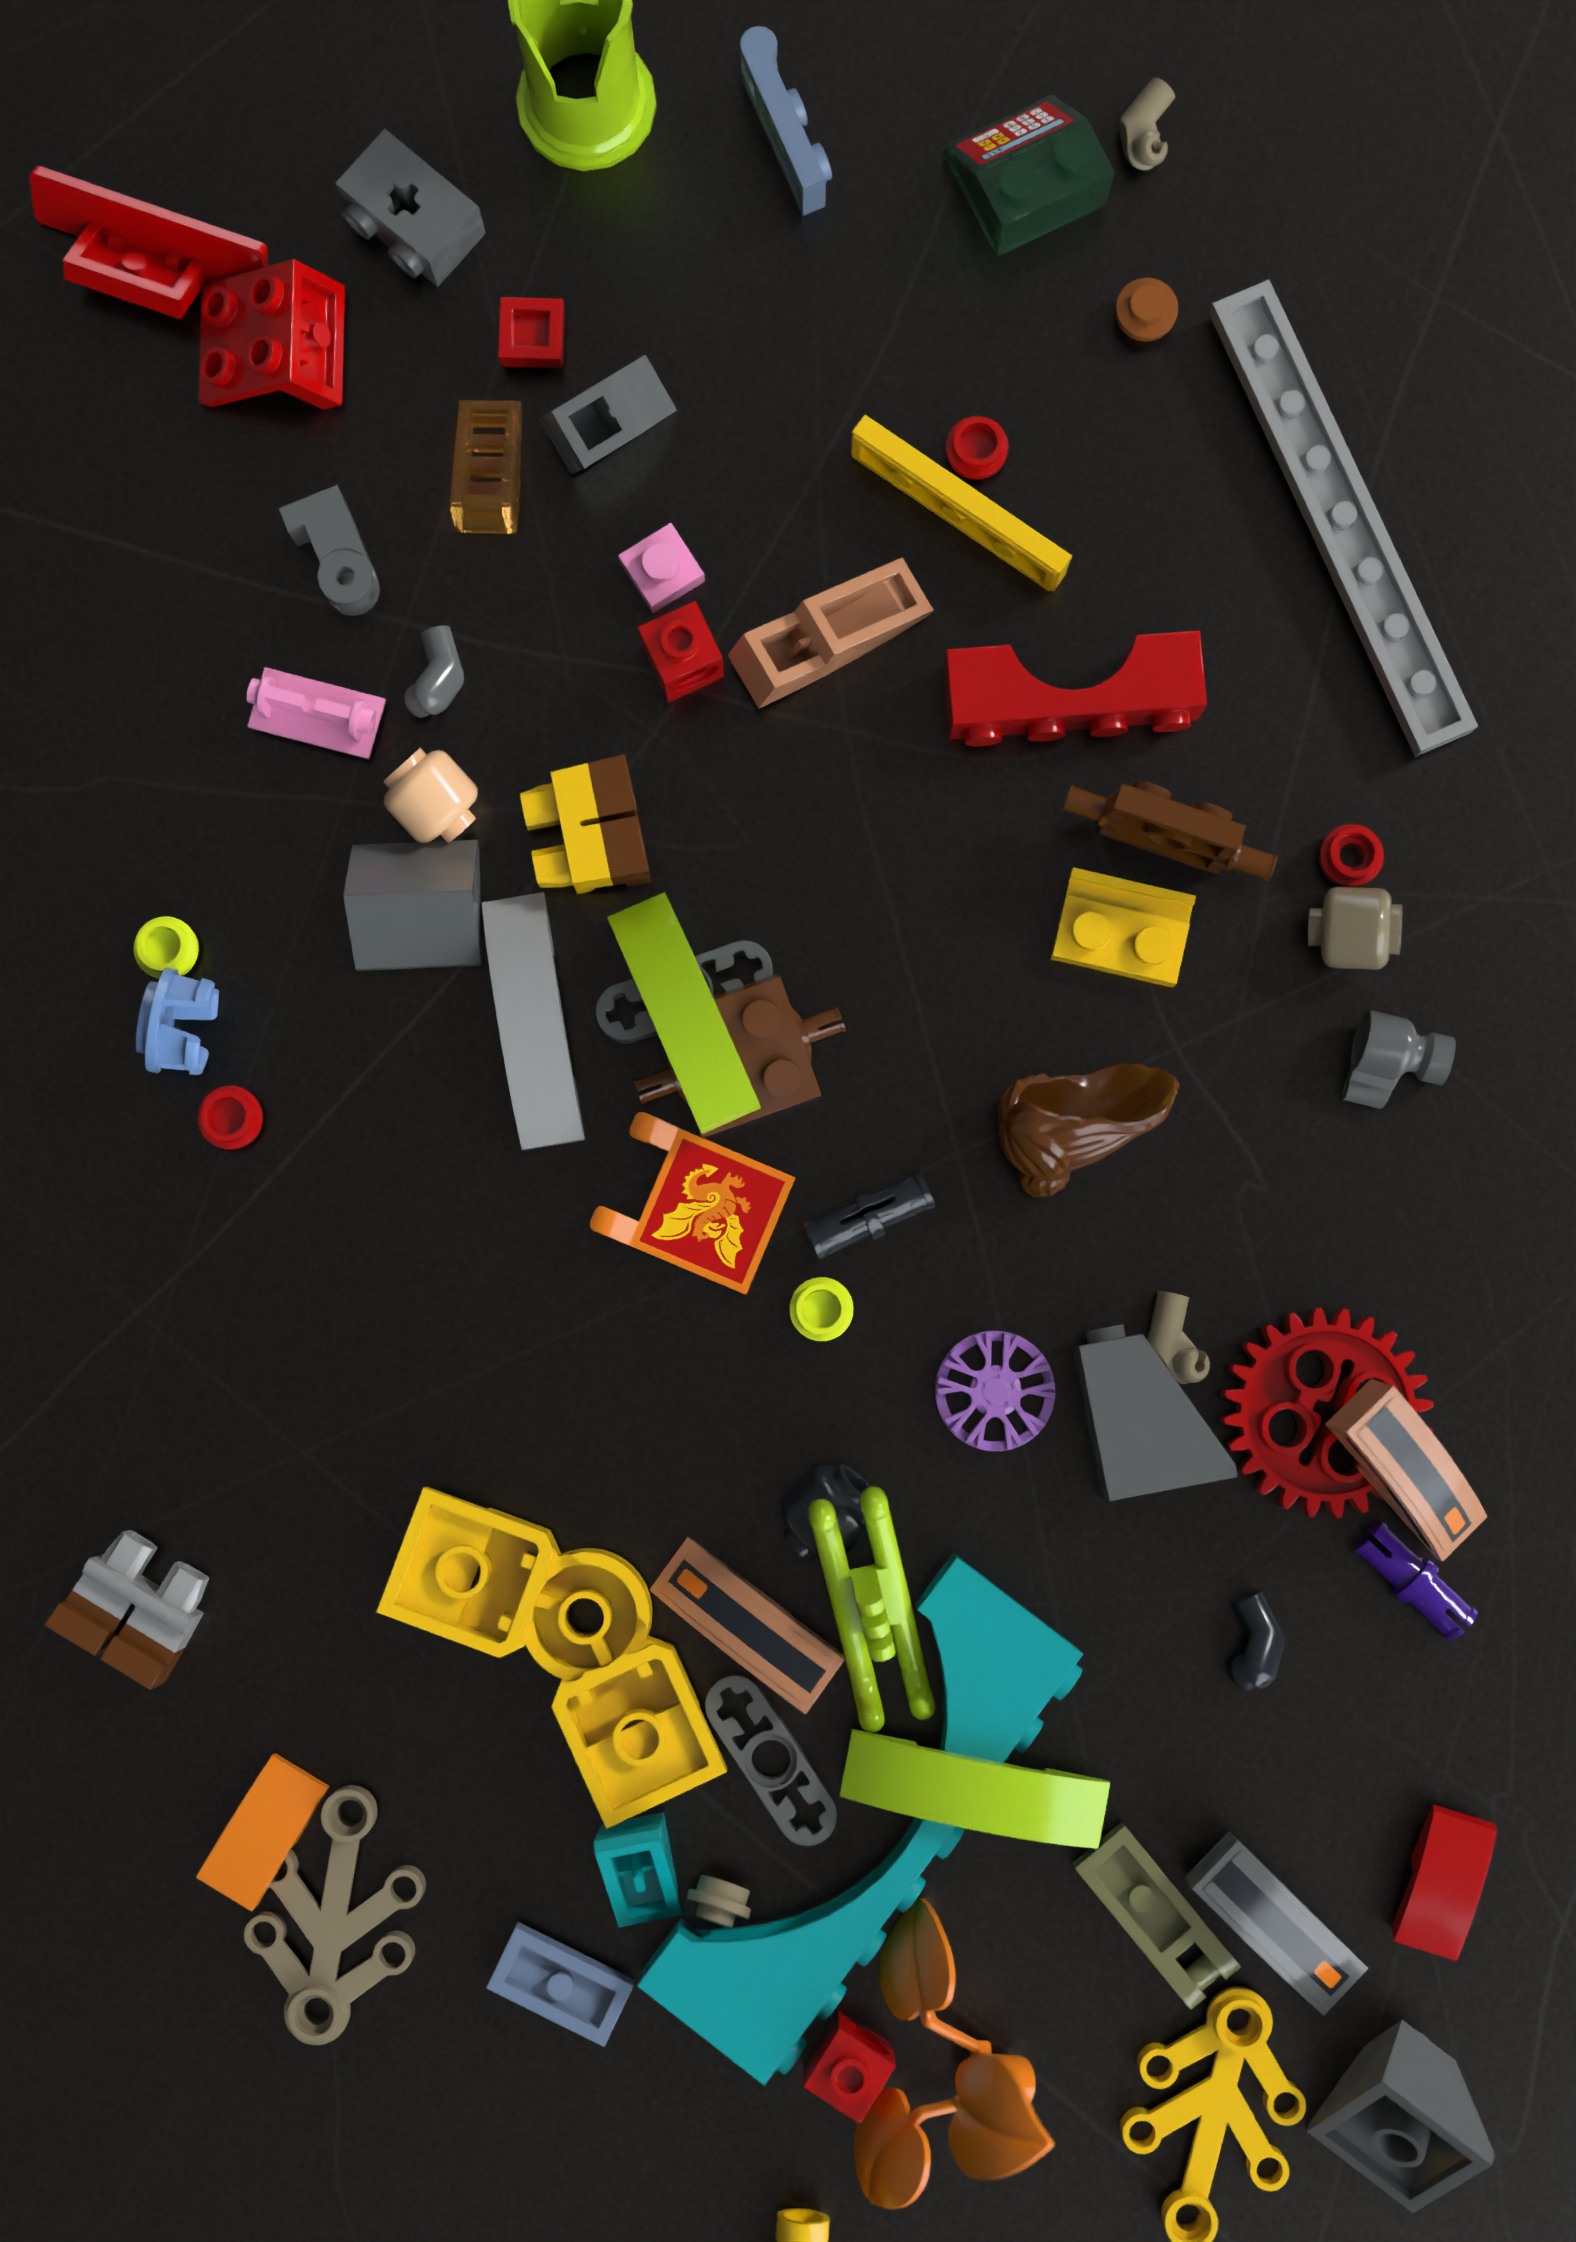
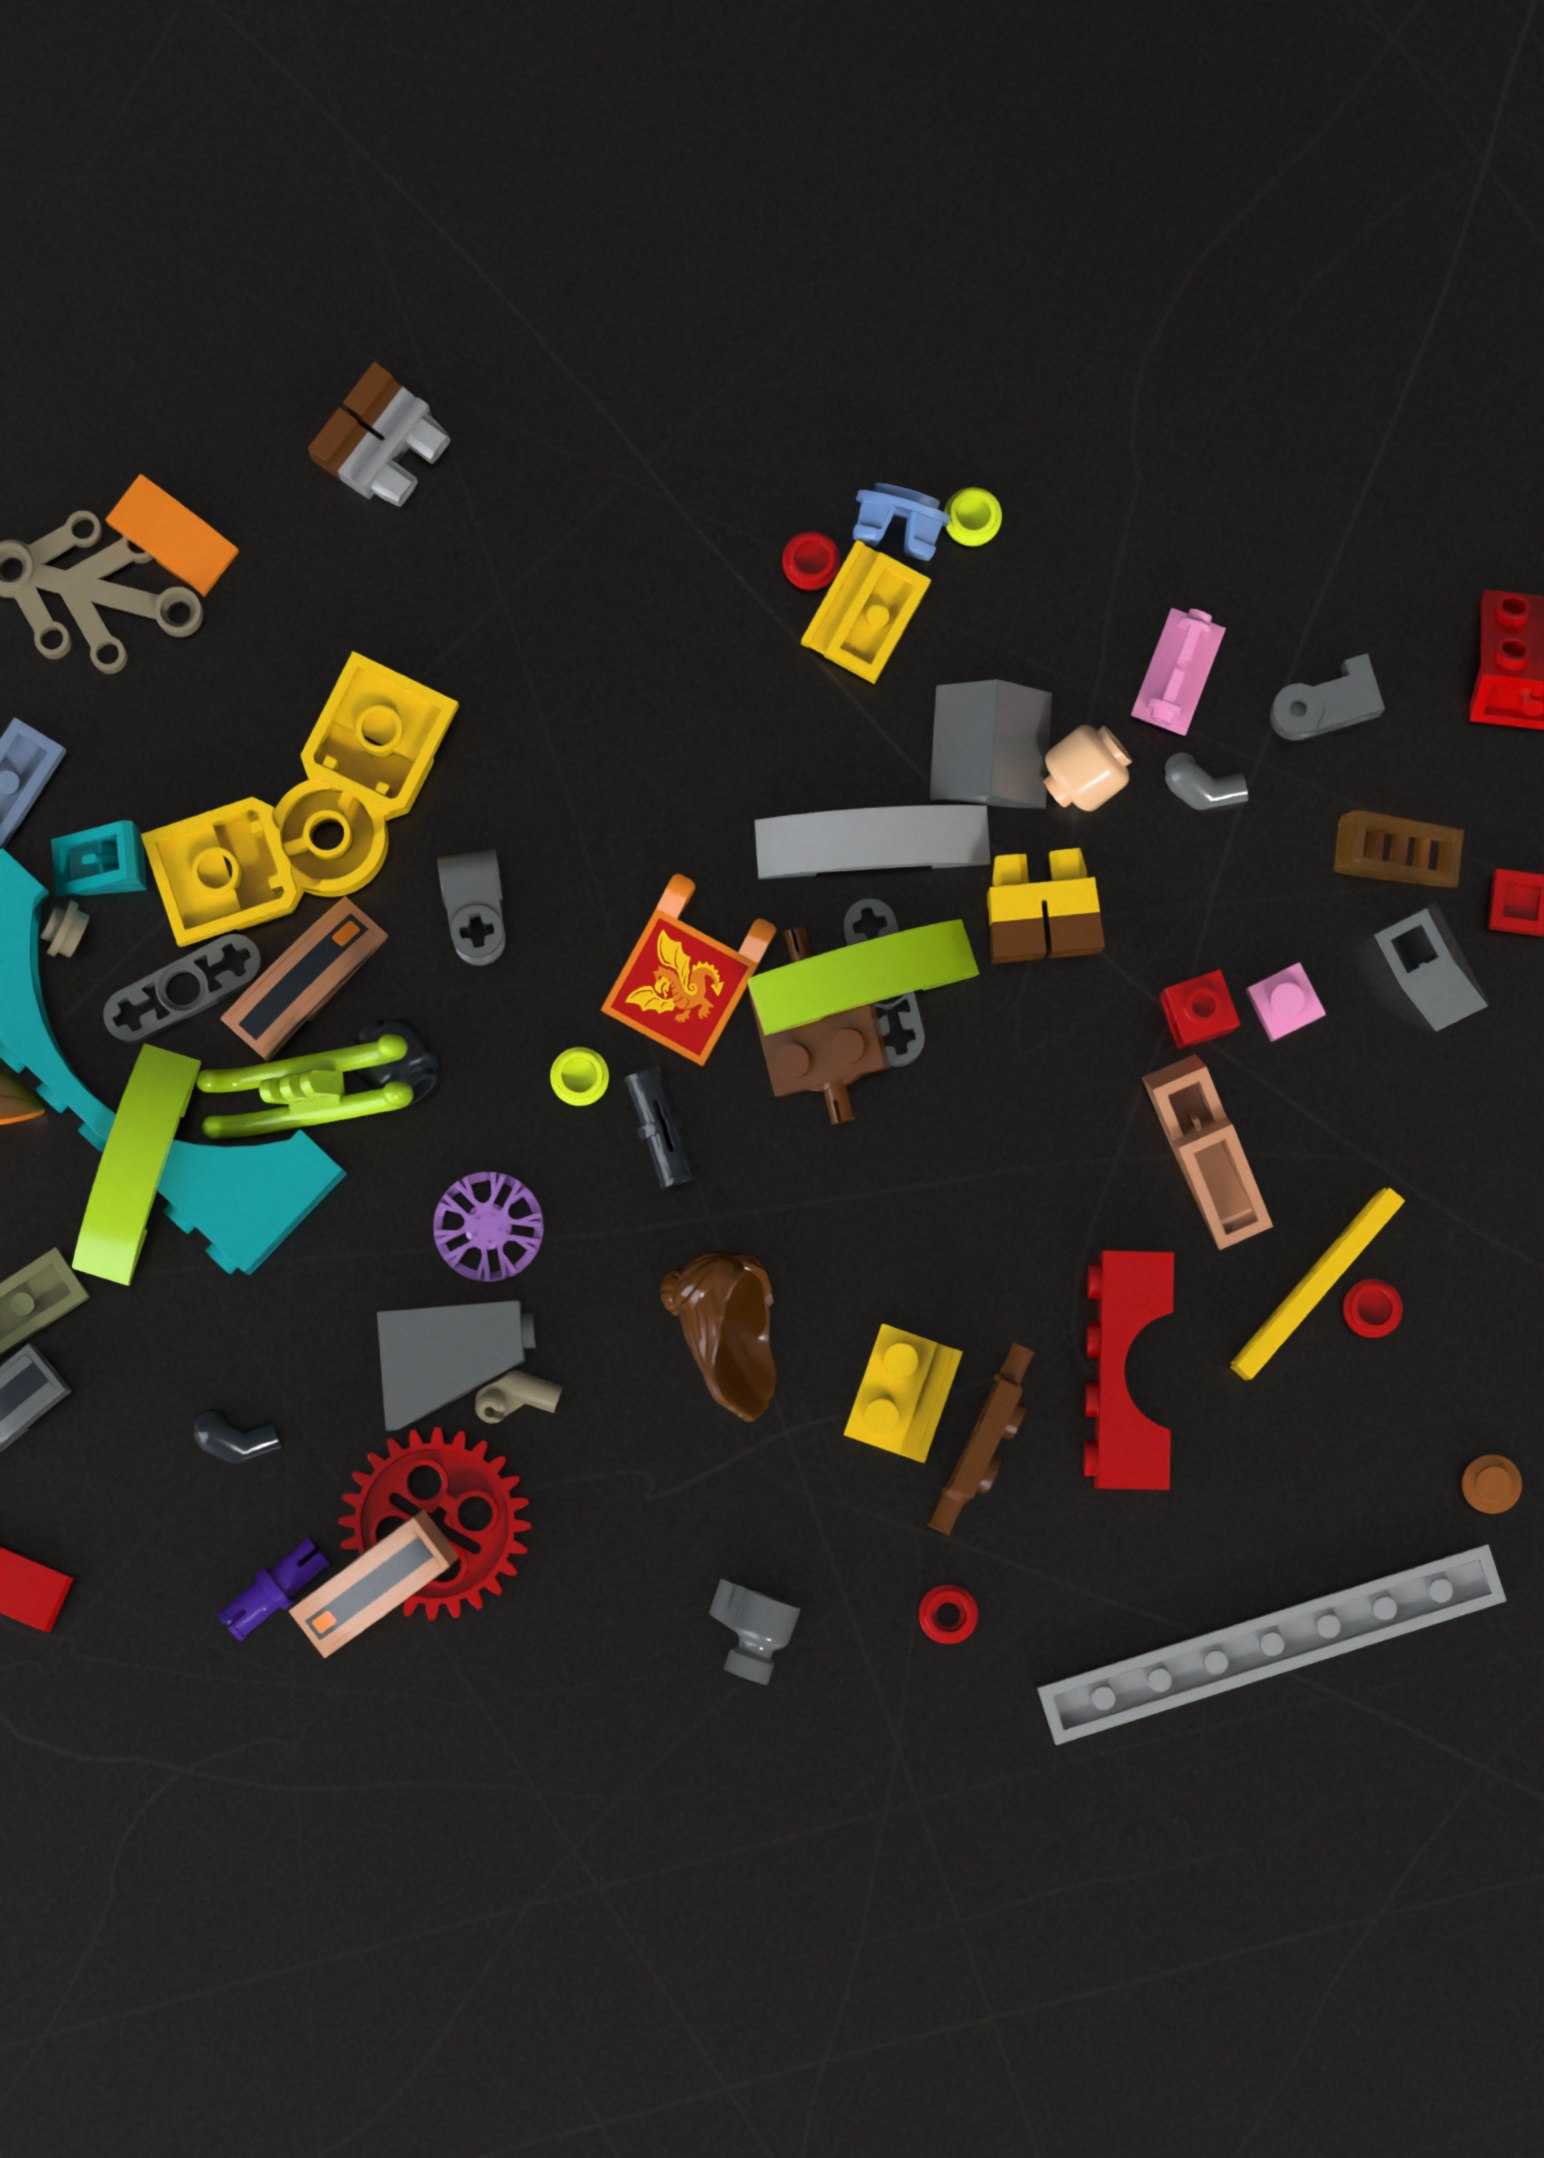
camera: 90 degrees right, 0 degrees up
(281, 1051) = (866, 611): none -> yellow plate
(635, 1446) = (473, 896): none -> dark grey piece
(1356, 928) = (877, 1607): dark tan head -> none

